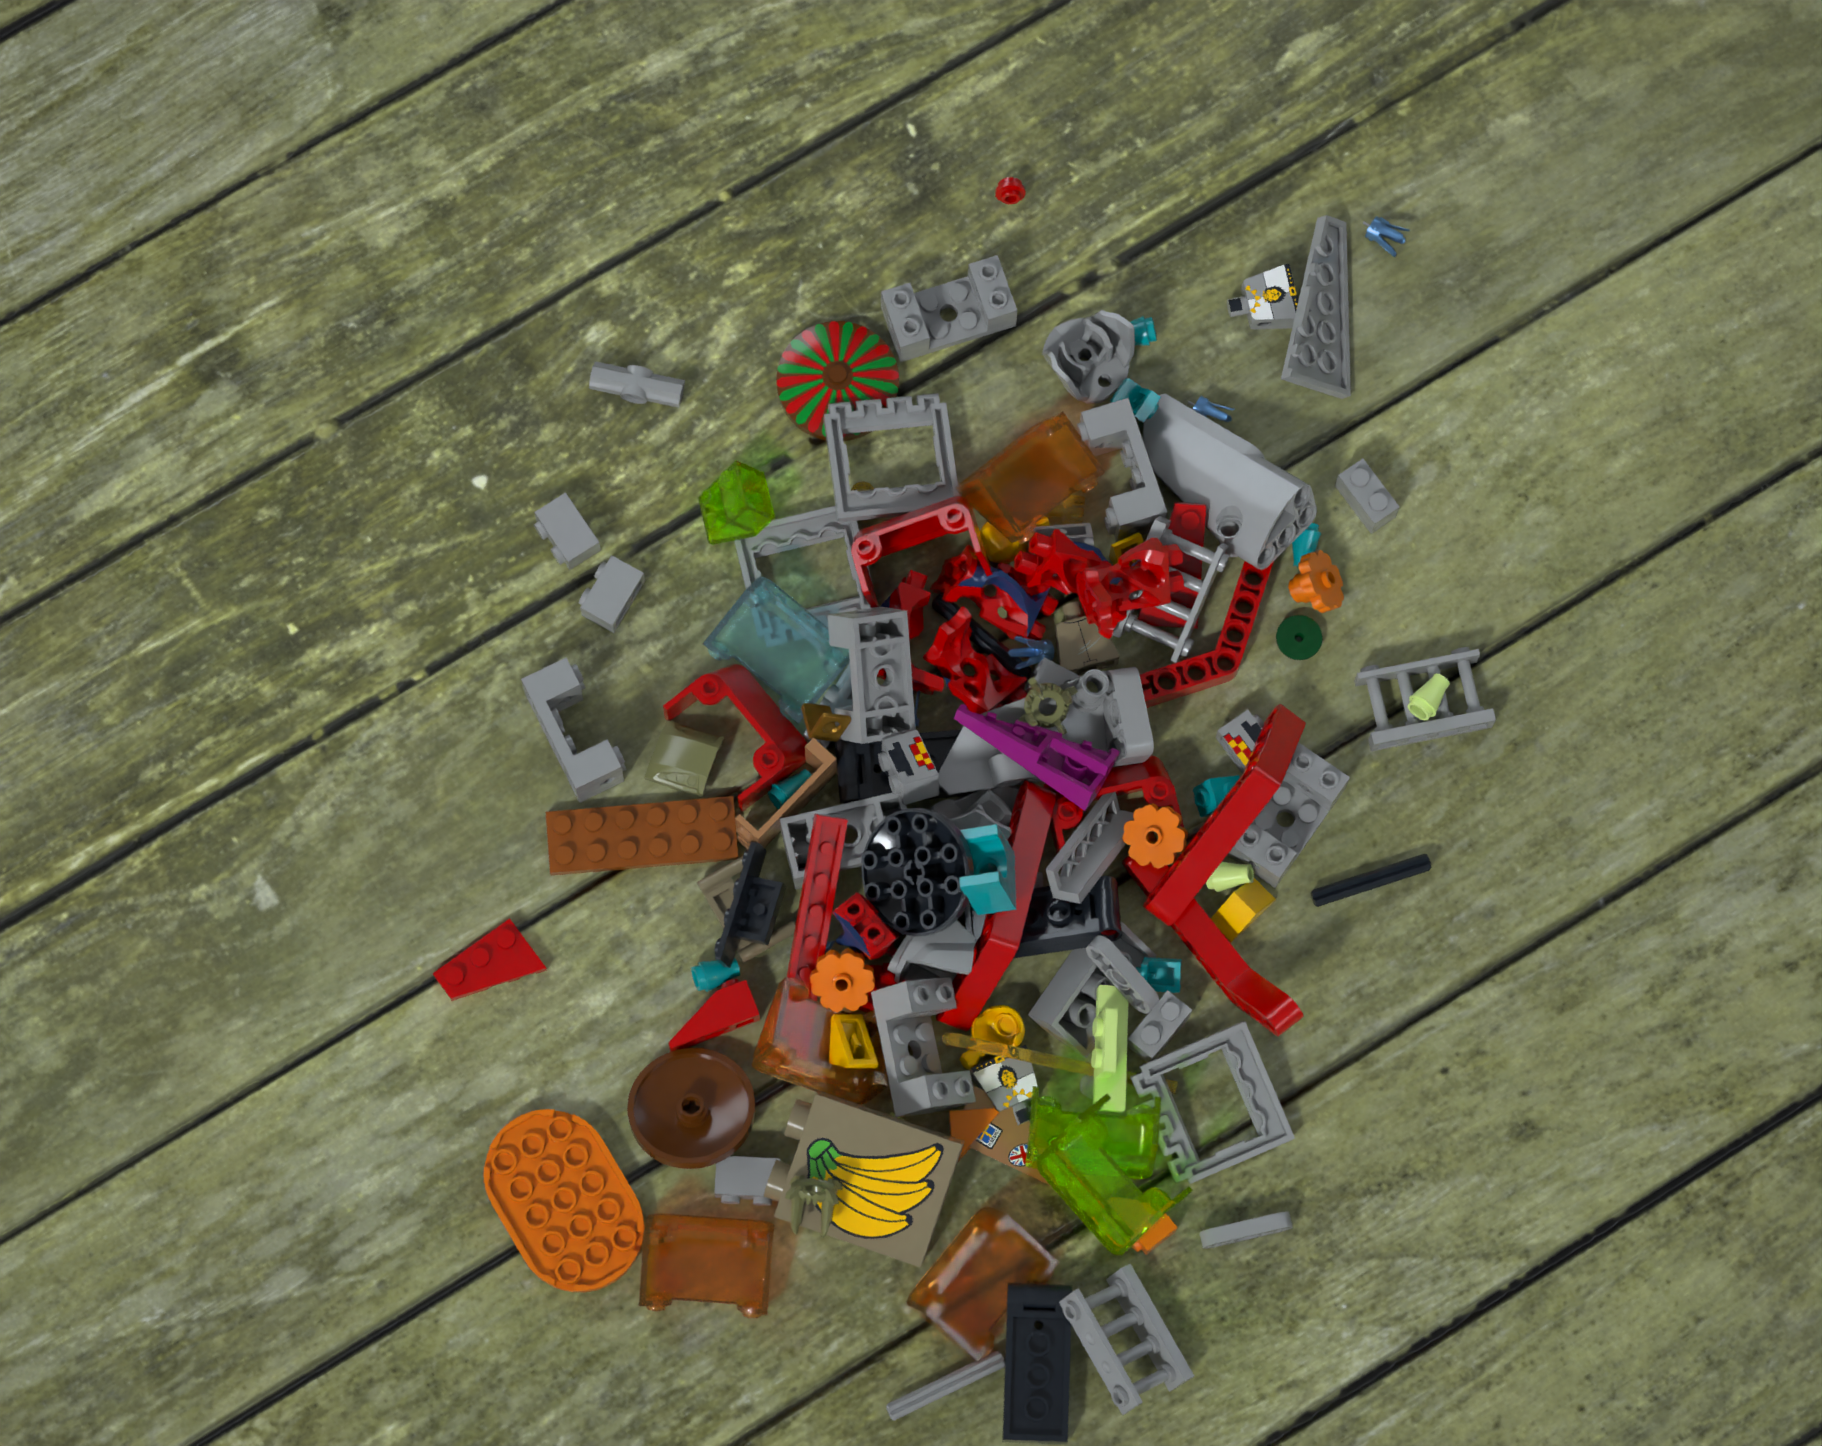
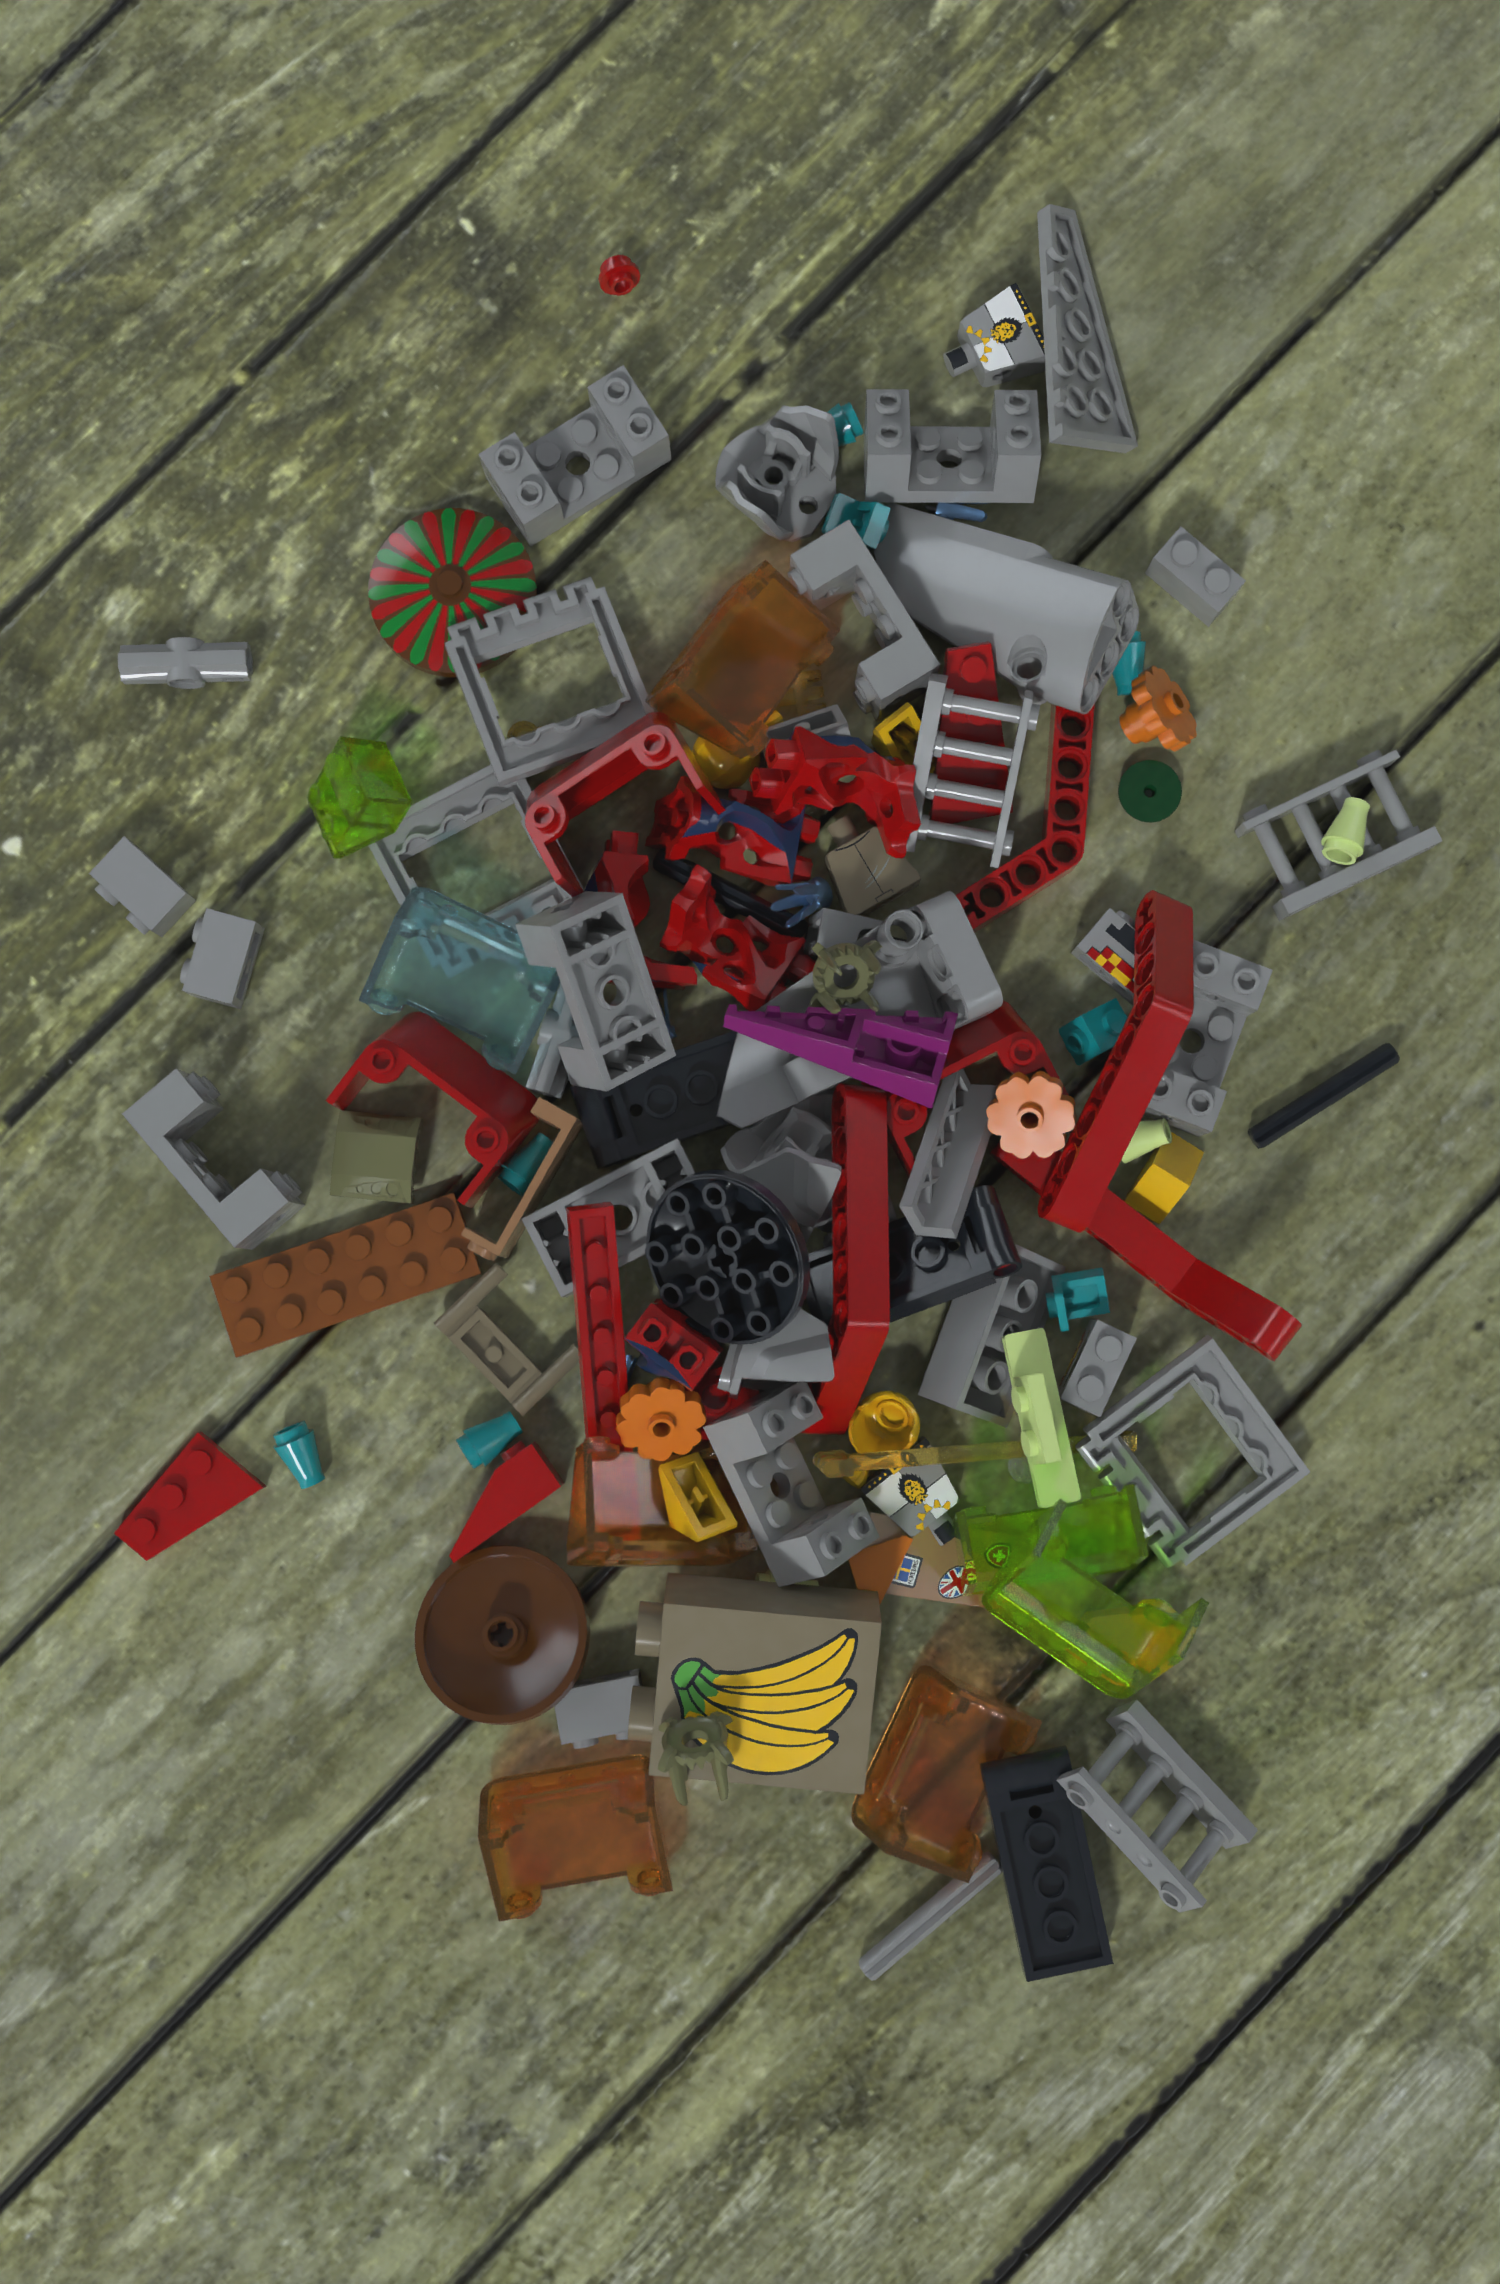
camera: 10 degrees left, 10 degrees up
(564, 1200) = (364, 1796): orange plate -> none
(578, 950) = (299, 1452): none -> teal cone
(752, 909) = (516, 1345): black bracket -> none
(821, 722) = (545, 1070): pearl gold bracket -> none
(909, 767) = (679, 1106): brick -> none
(993, 882) = (818, 1209): teal piece -> none
(1122, 974) = (1034, 1317): light grey beam -> none
(1150, 574) = (937, 758): red hips -> none
(1242, 381) = (992, 461): none -> light grey plate
(1246, 1230) = (1275, 1610): light grey beam -> none
(1381, 227) = (1127, 207): flat silver piece -> none

